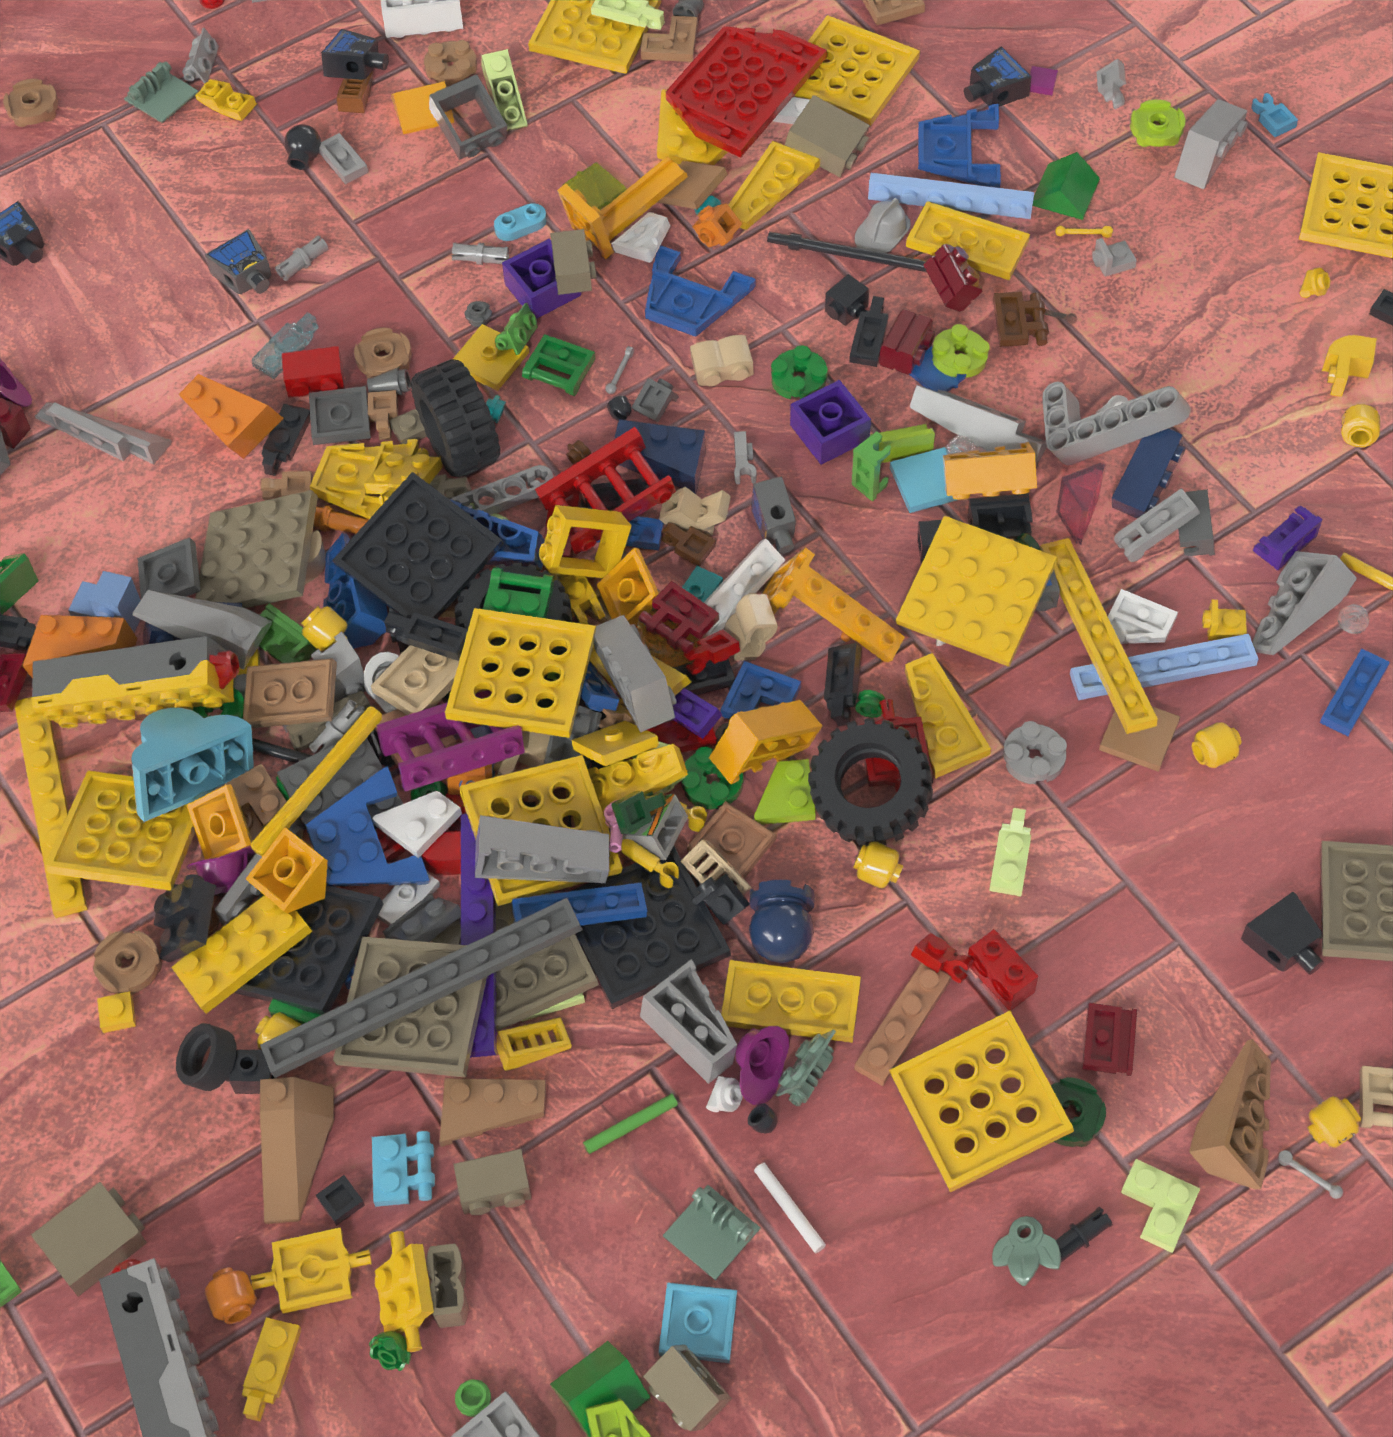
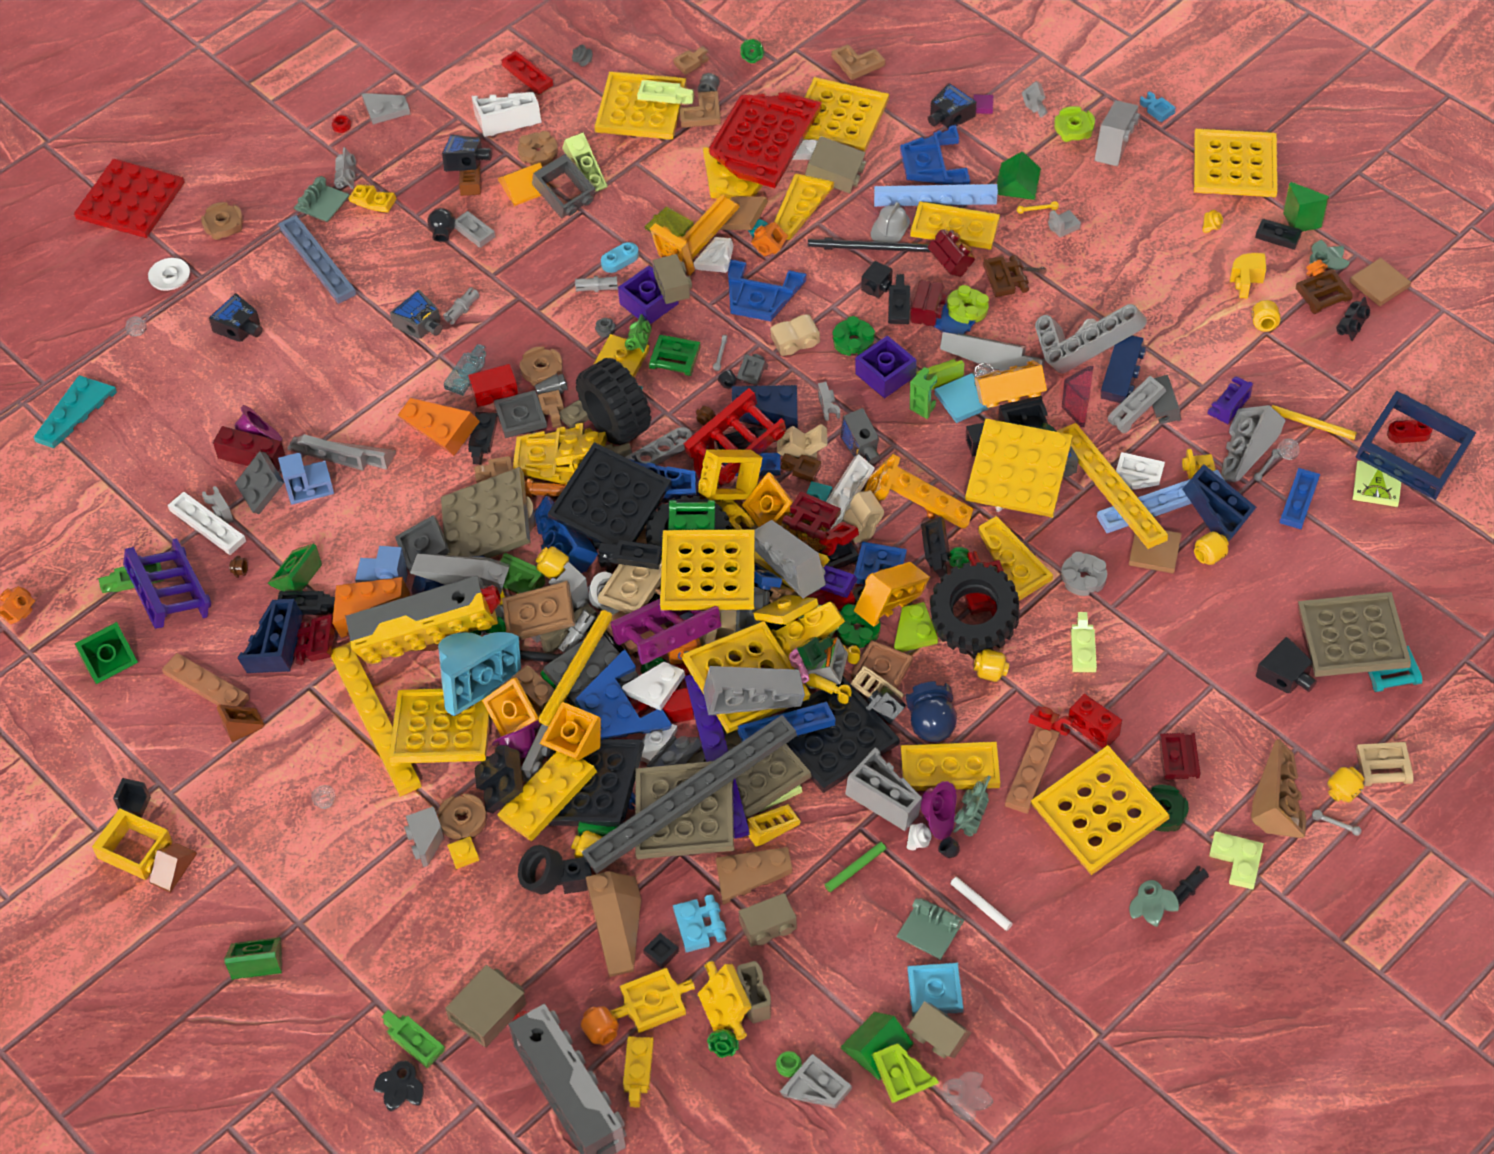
camera: 10 degrees left, 5 degrees down
(38, 465) = (307, 481): none -> medium blue brick
(71, 979) = (426, 833): none -> light grey slope
(135, 171) = (317, 259): none -> sand blue plate
(1238, 683) = (1217, 502): none -> dark blue wedge
(1303, 651) = (1258, 476): none -> light grey hinge

